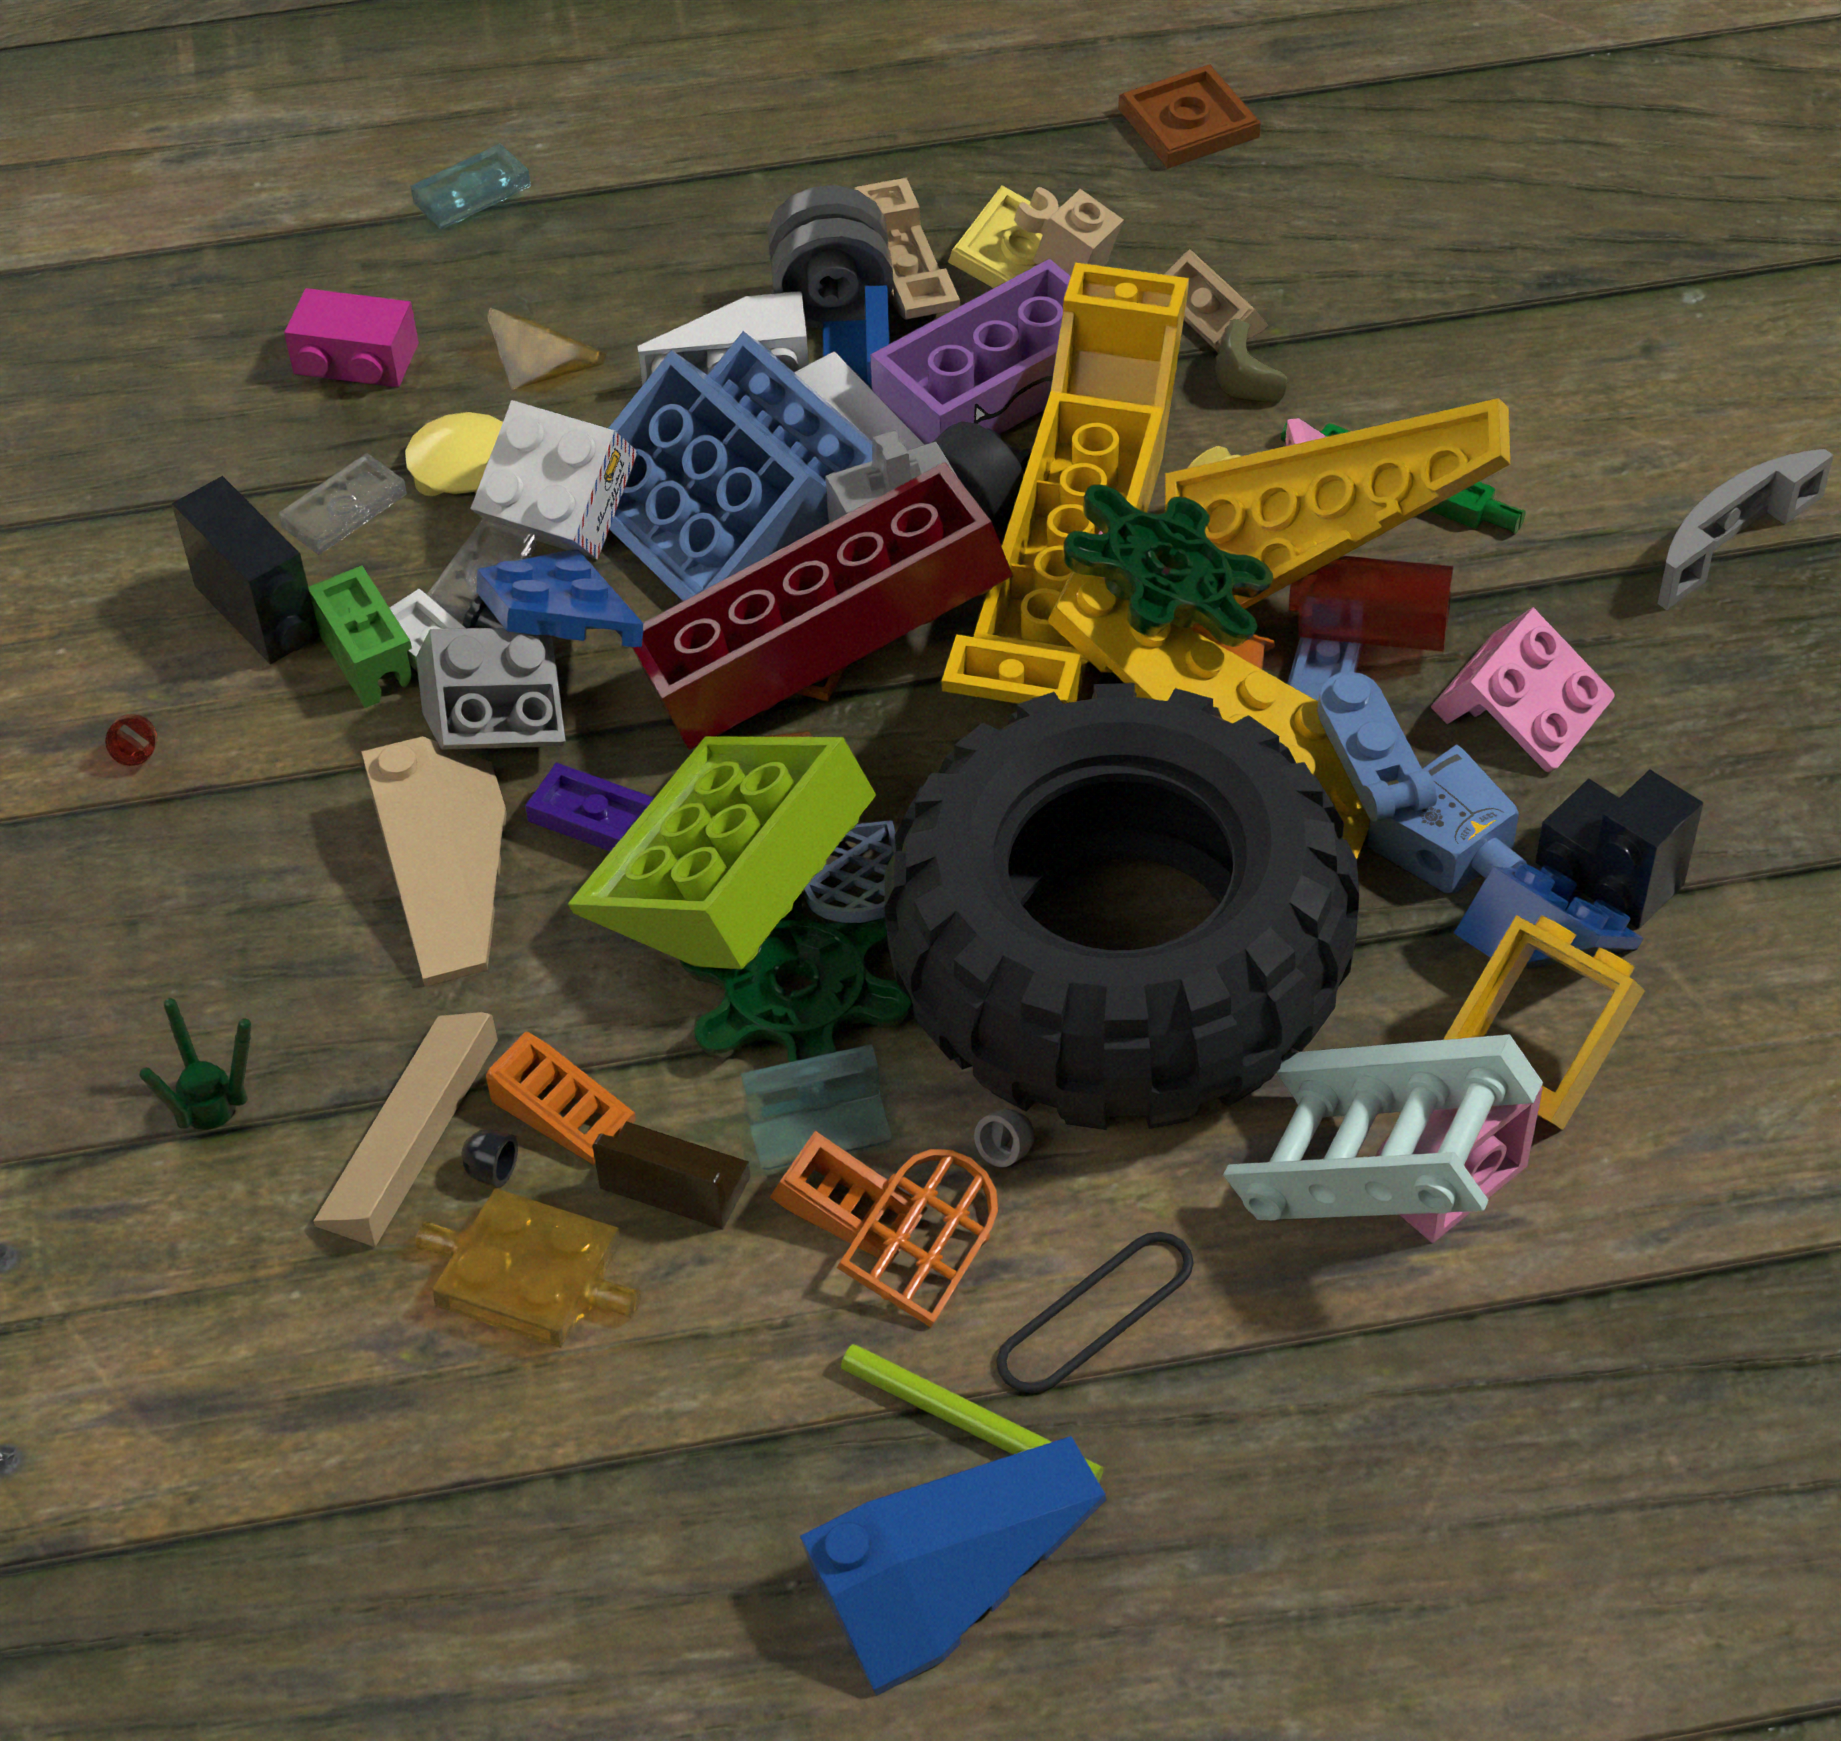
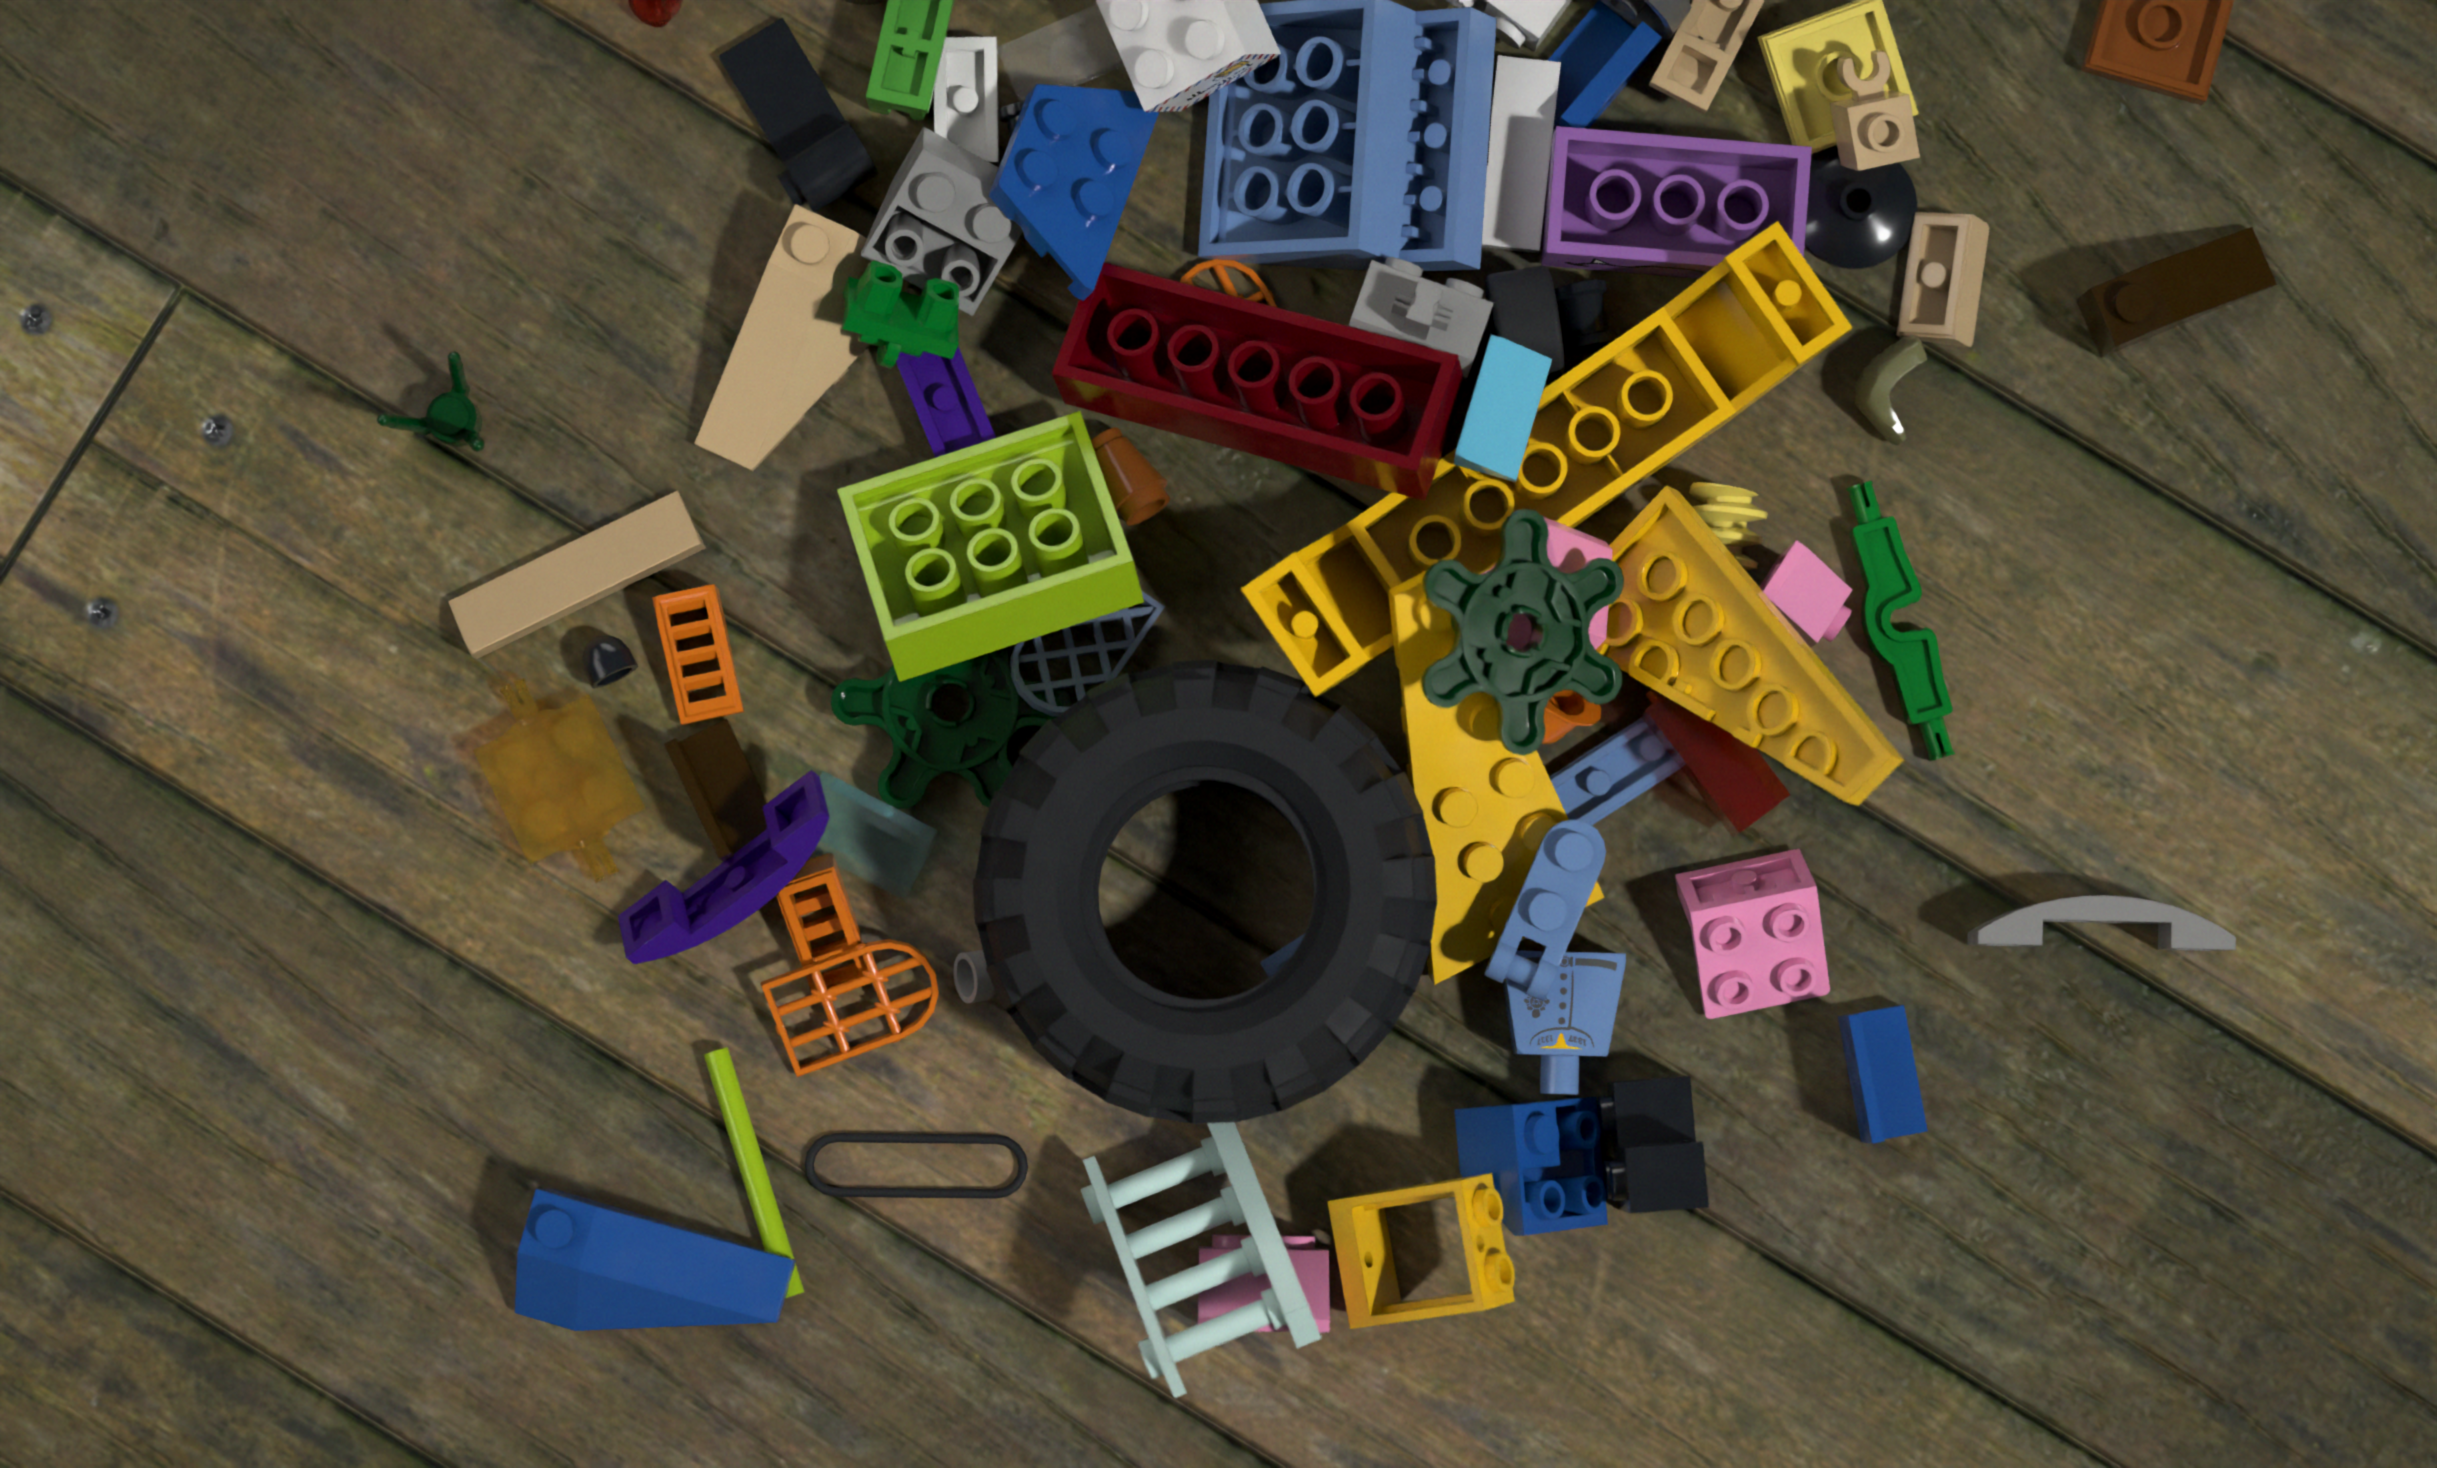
camera: 35 degrees right, 35 degrees up
(312, 740) = (798, 117): none -> black door
(536, 745) = (899, 319): none -> green hips
(759, 1117) = (675, 921): none -> dark purple slope
(1007, 500) = (1502, 409): none -> medium azure slope
(1352, 217) = (2174, 291): none -> dark brown slope
(1705, 708) = (1882, 1074): none -> blue panel

